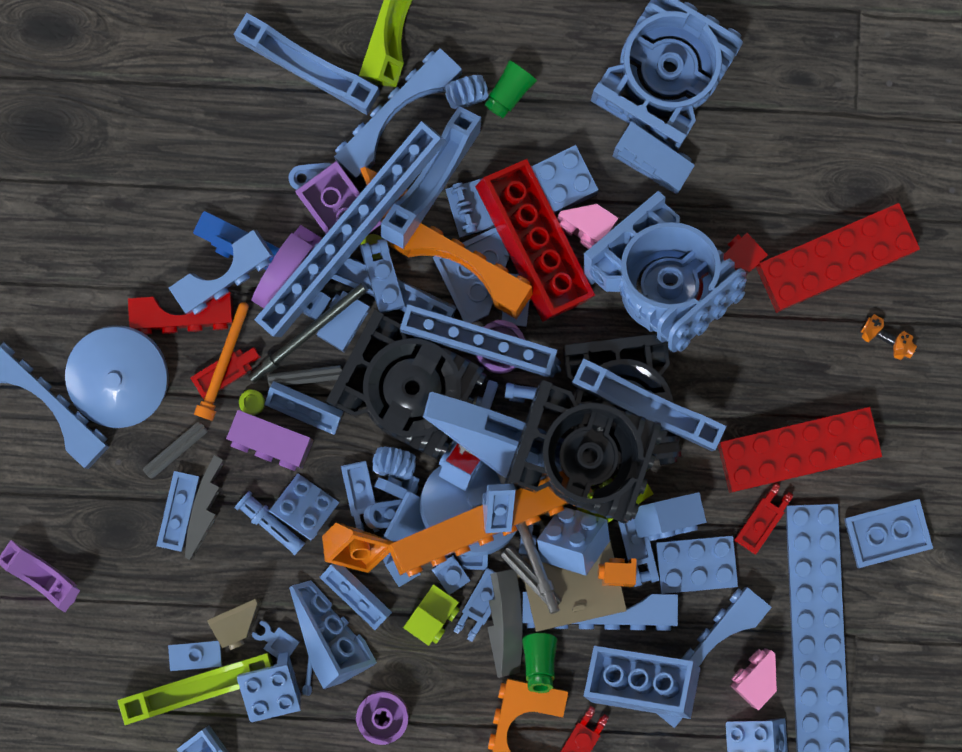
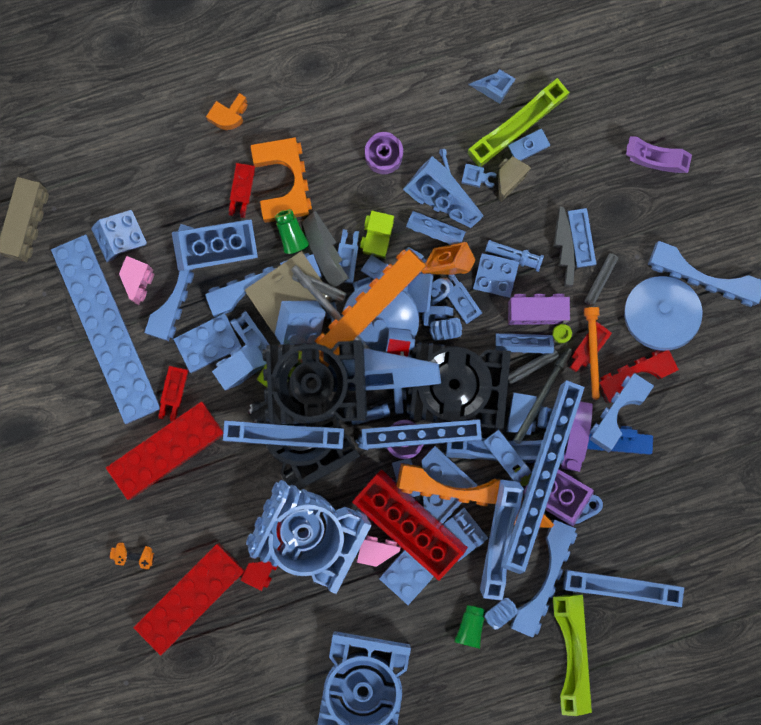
camera: 160 degrees right, 0 degrees up
(270, 690) = (467, 140): medium blue bracket -> none
(498, 508) = (360, 320): medium blue slope -> none
(618, 572) = (260, 312): orange brick -> none
(653, 158) = (348, 619): medium blue wedge -> none
(888, 533) = (81, 417): medium blue plate -> none

